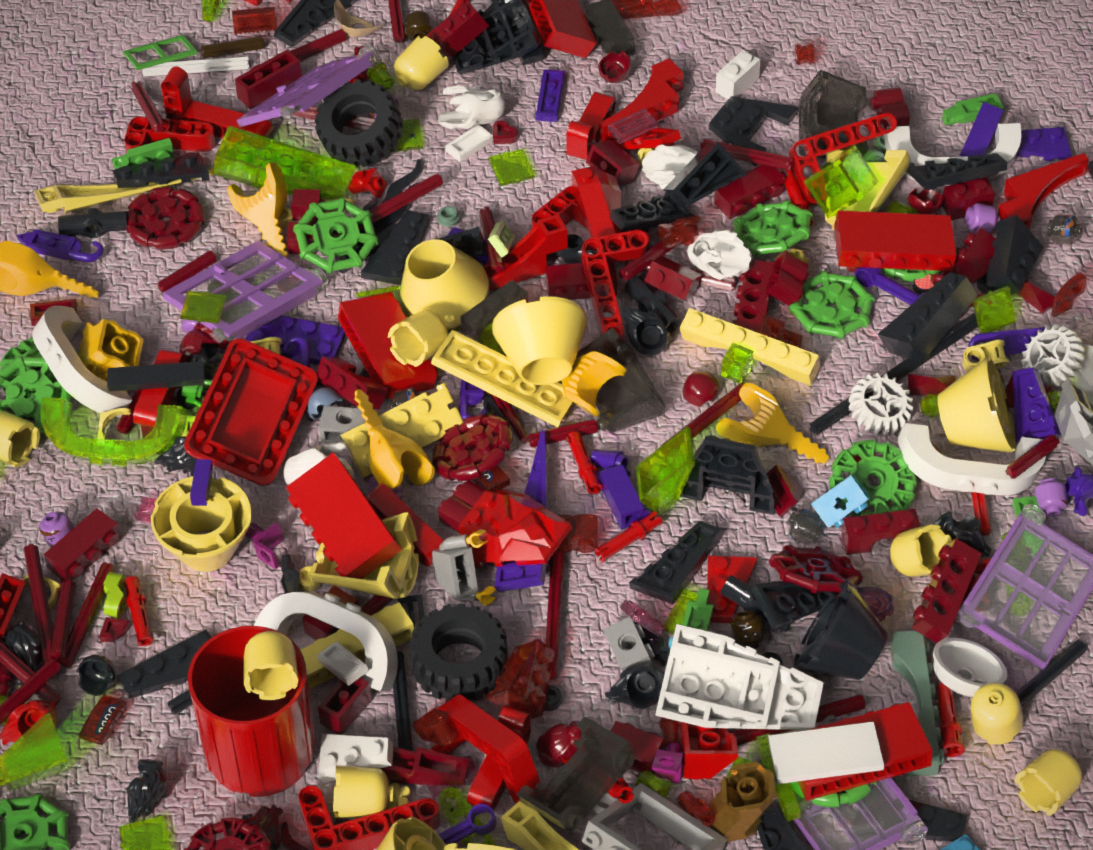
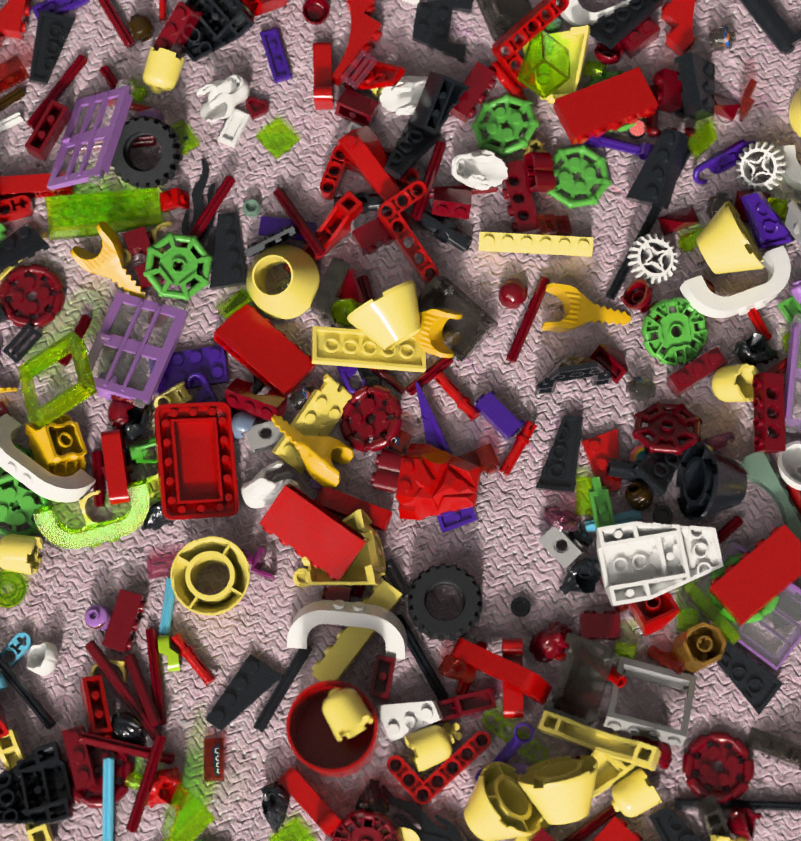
camera: 20 degrees left, 25 degrees up
(96, 674) = (192, 727): black hair -> none
(114, 269) = (23, 341): none -> black tile
(114, 629) = (181, 680): dark red tile -> none
(138, 554) = (167, 609): none -> medium azure axle
(142, 284) = (69, 398): none -> clear neon green window
(155, 376) = (111, 463): black tile -> none
(187, 796) = (309, 800): none -> red beam
(201, 482) = (198, 550): dark purple piece -> none
(203, 307) = (115, 384): clear neon green piece -> none
(290, 577) = (291, 587): black piece -> none
(342, 663) = (369, 651): white tile -> none
(346, 22) = (78, 41): tan piece -> none
(417, 337) = (292, 345): light yellow cylinder -> none
(456, 568) = (412, 534): light grey torso -> none
(501, 238) = (308, 220): yellowish green tile -> none
(525, 679) = (502, 605): clear red wedge -> none
(554, 608) = (496, 543): dark red axle -> none
(609, 458) = (475, 386): dark purple cone -> none
(645, 331) = (453, 261): black hair -> none
(666, 472) = (527, 389): clear neon green slope -> none
(668, 763) = (631, 631): magenta bracket -> none
(679, 232) = (442, 160): clear red hips -> none
(737, 363) = (533, 264): clear neon green brick -> none
(756, 156) = (458, 62): dark red axle -> none
(825, 752) = (745, 592): white tile -> none
(827, 505) = (661, 361): brick -> none
(843, 439) = (639, 299): none -> dark red helmet
(981, 216) = (657, 52): medium lavender head -> none
(991, 350) = (713, 181): light yellow piece -> none
(1032, 456) = (782, 268): dark red axle -> none

